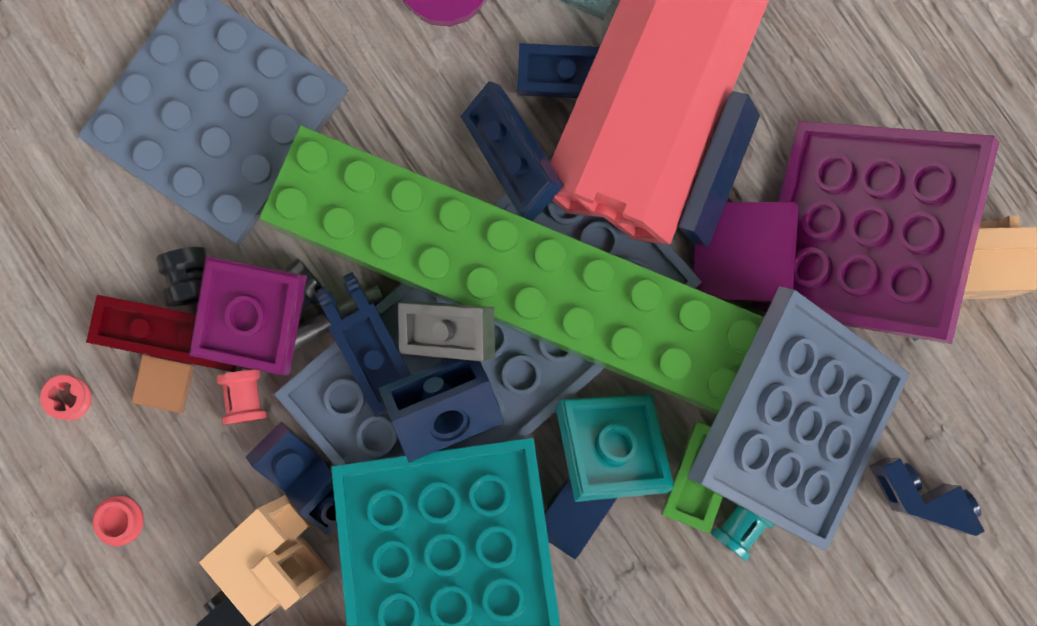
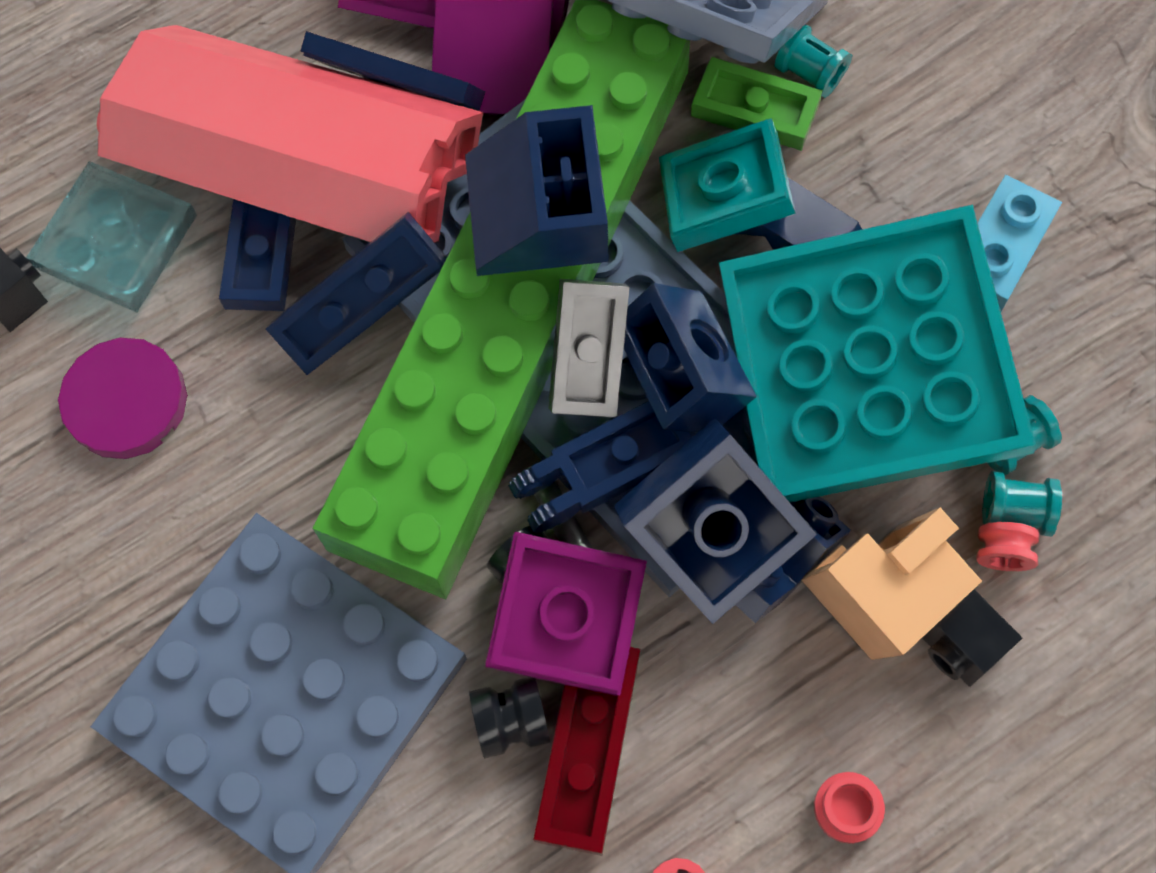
camera: 85 degrees left, 15 degrees down
(163, 384) = (657, 751): nougat tile -> none
(241, 397) = (674, 638): coral bush -> none
(309, 423) = (713, 521): none -> dark blue slope
(556, 286) = (538, 194): none -> dark blue slope

